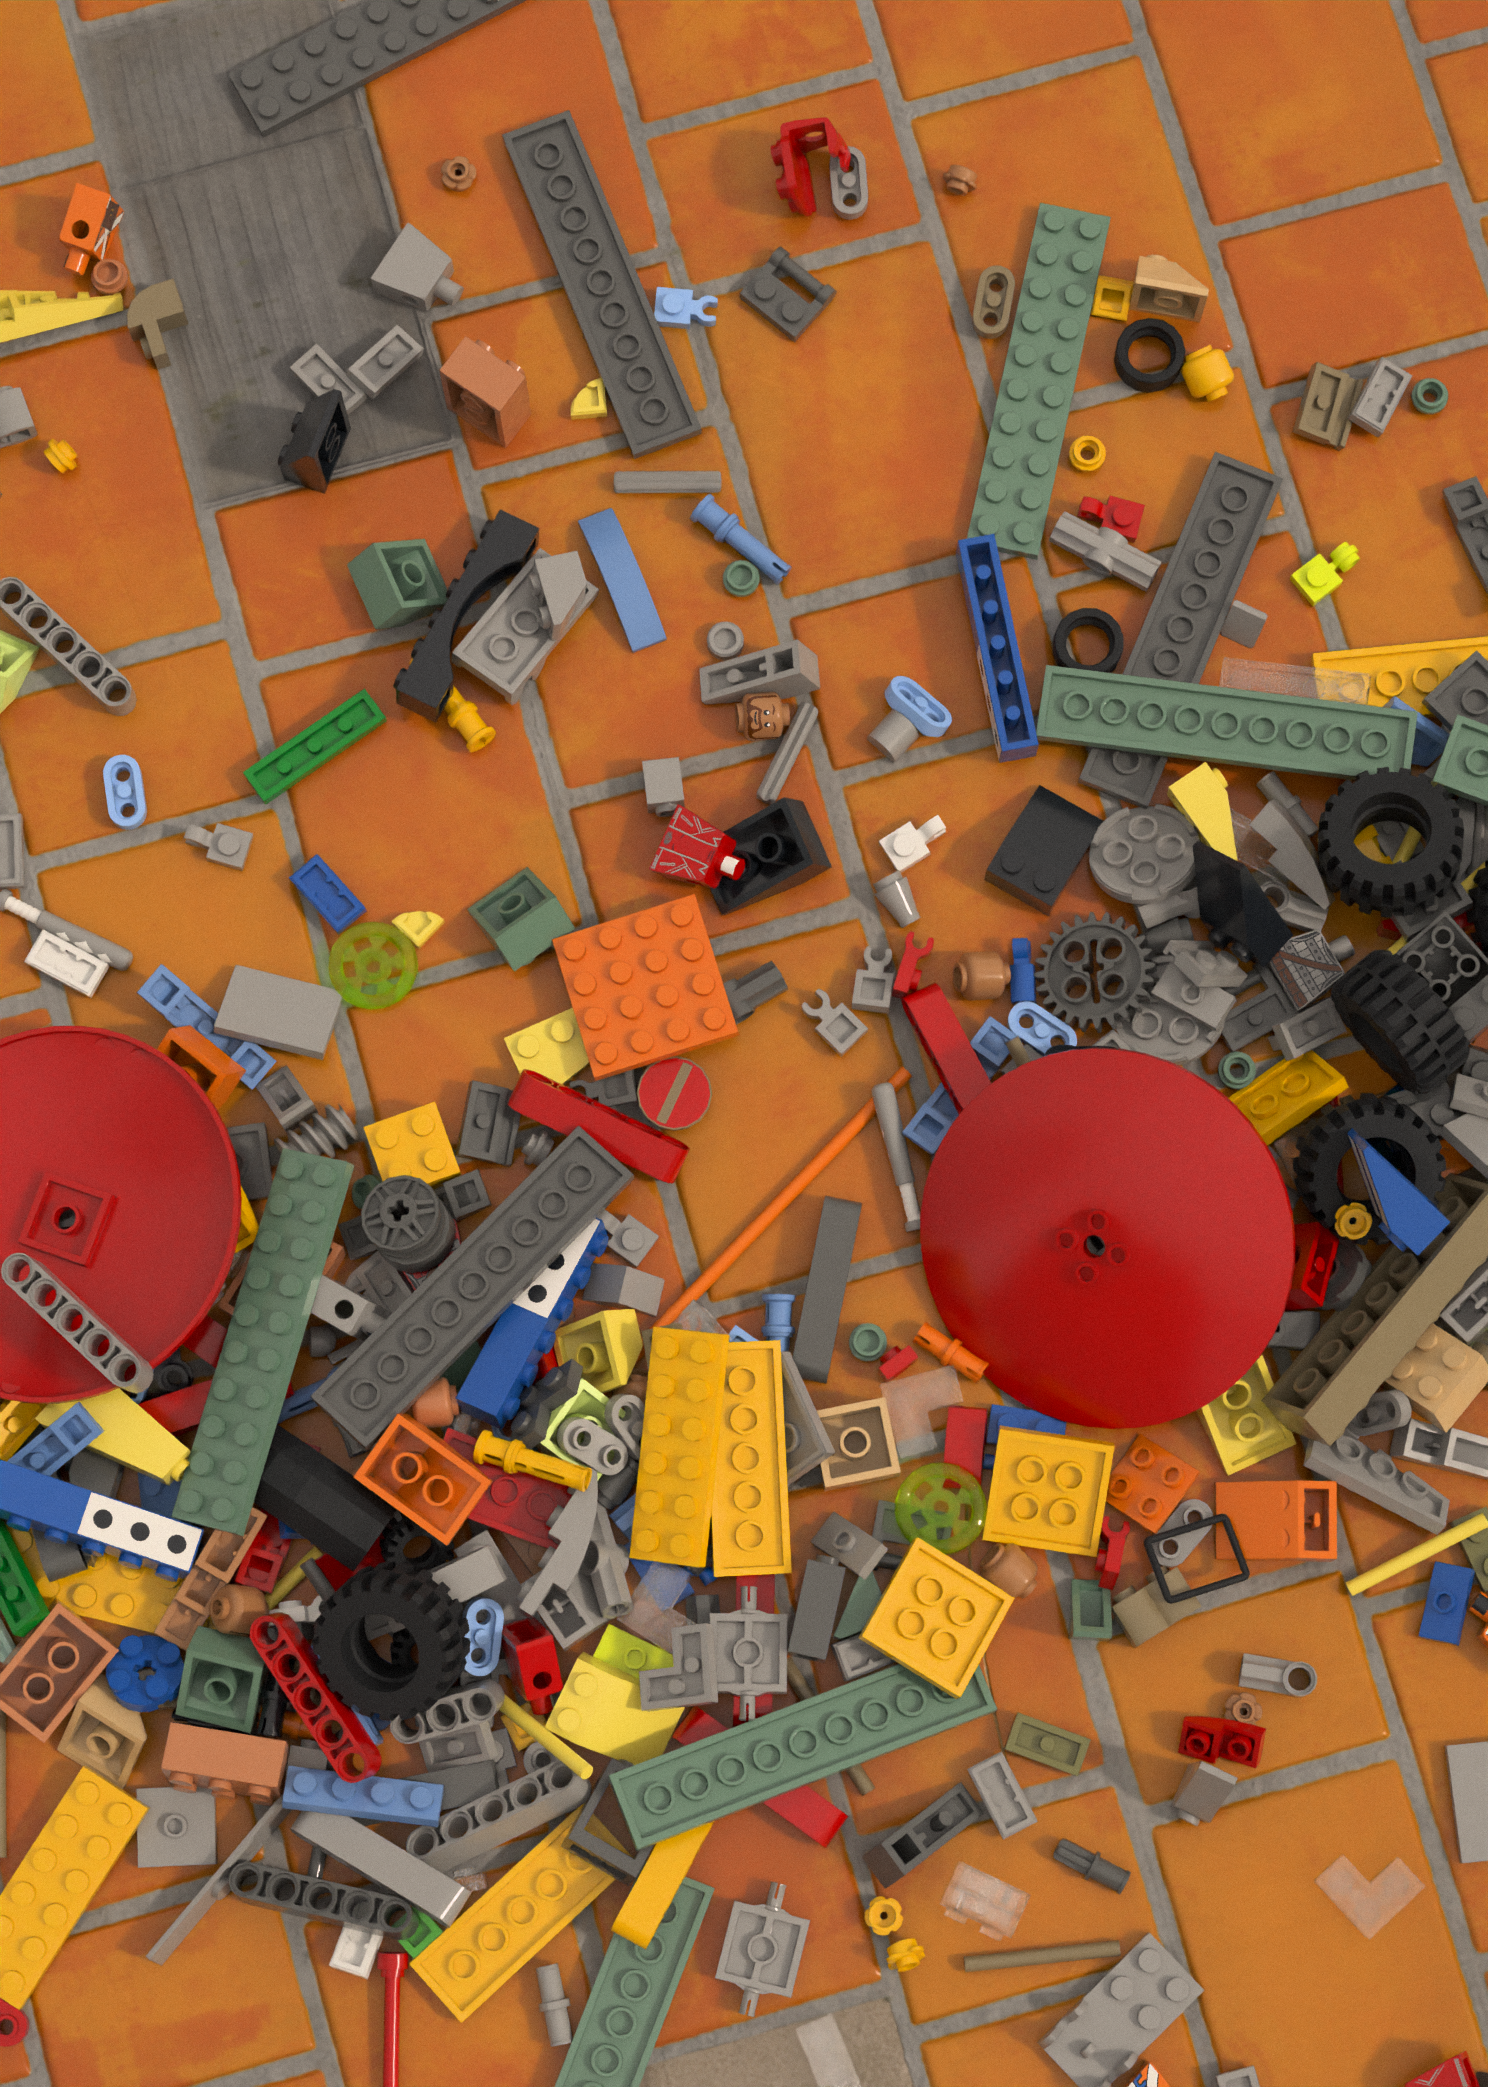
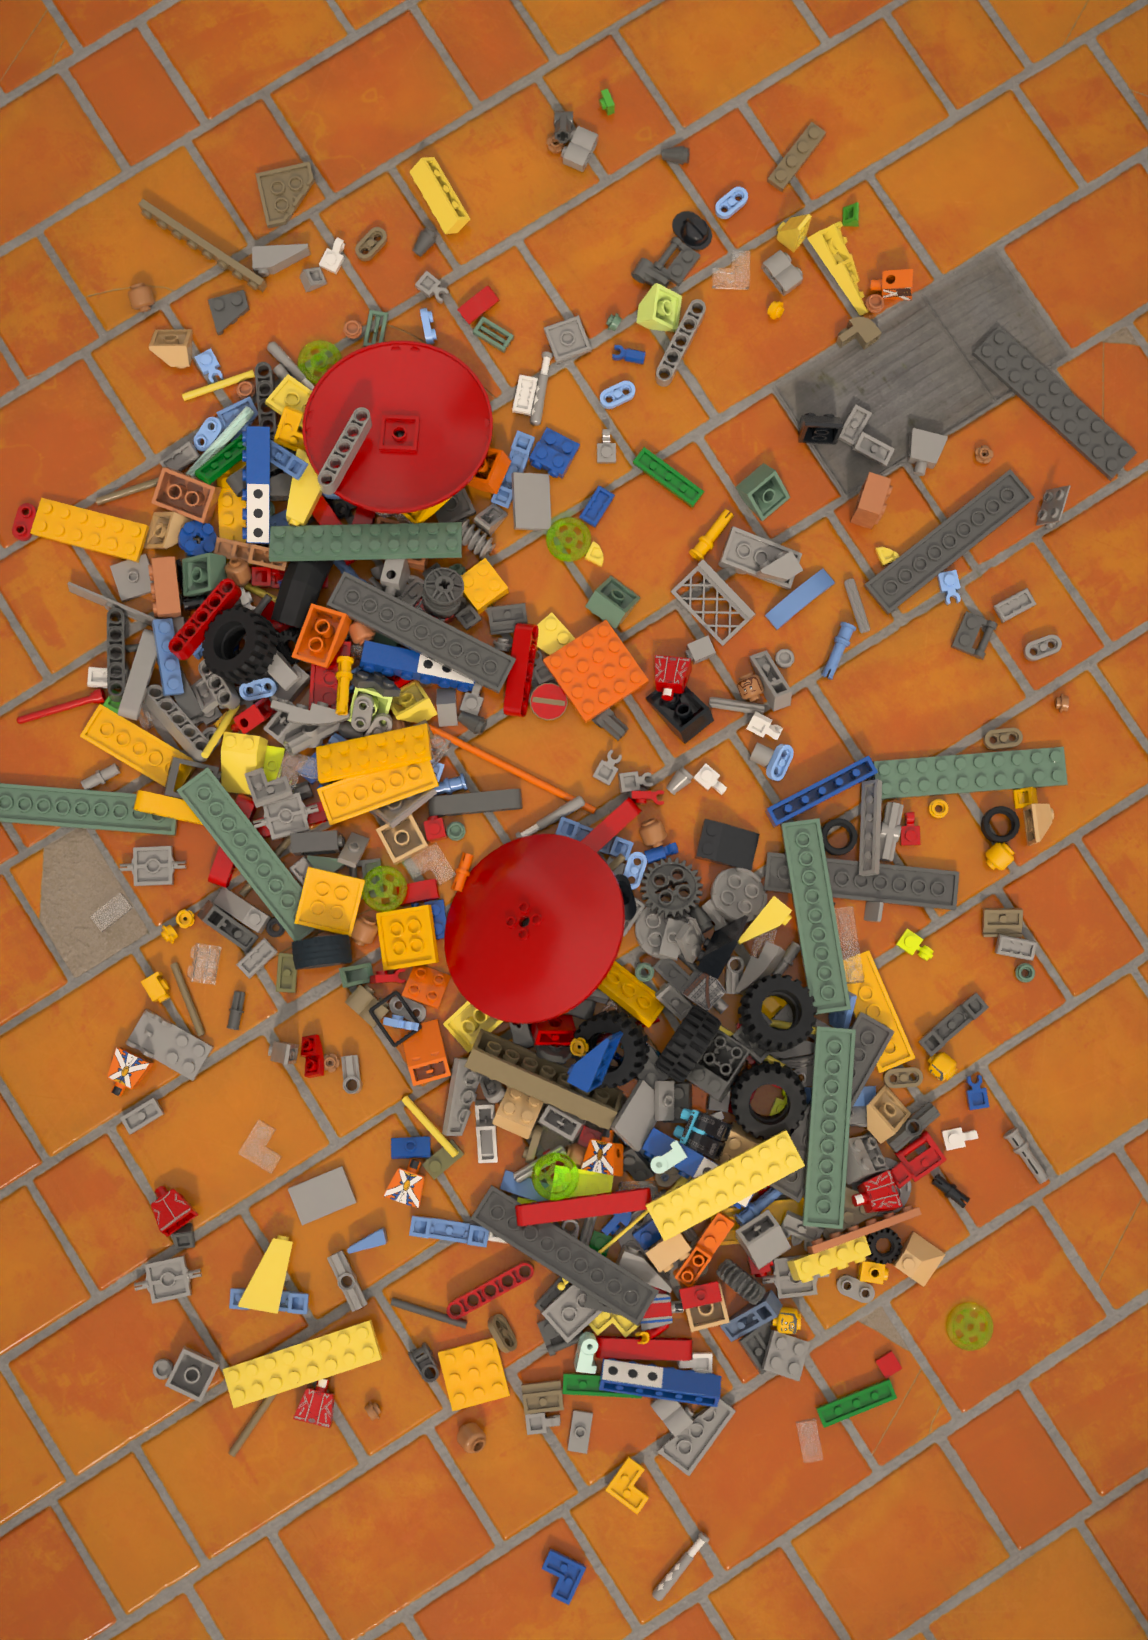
camera: 75 degrees right, 5 degrees up
(55, 747) = (629, 355): none -> blue bar
(198, 943) = (554, 453): none -> blue plate
(502, 554) = (792, 535): black arch -> none
(566, 707) = (727, 594): none -> light grey fence
(596, 81) = (1052, 506): none -> light grey hinge
(669, 1248) = (473, 722): none -> dark grey cone
(741, 578) = (818, 656): sand green plate -> none
(755, 206) = (1014, 605): none -> light grey plate
(791, 152) = (1035, 620): red piece -> none
(839, 716) = (762, 725): none -> white plate
(854, 1378) = (435, 829): none -> red brick
(896, 1362) = (449, 847): red plate -> none
(899, 1798) = (242, 910): none -> light grey slope
(957, 1754) = (269, 927): none -> black plate
(1004, 2008) = (156, 987): none -> yellow brick
(1031, 1659) = (321, 951): none -> black wheel
(1090, 581) = (870, 828): none -> light grey plate
(1203, 1556) = (398, 1022): none -> light blue plate

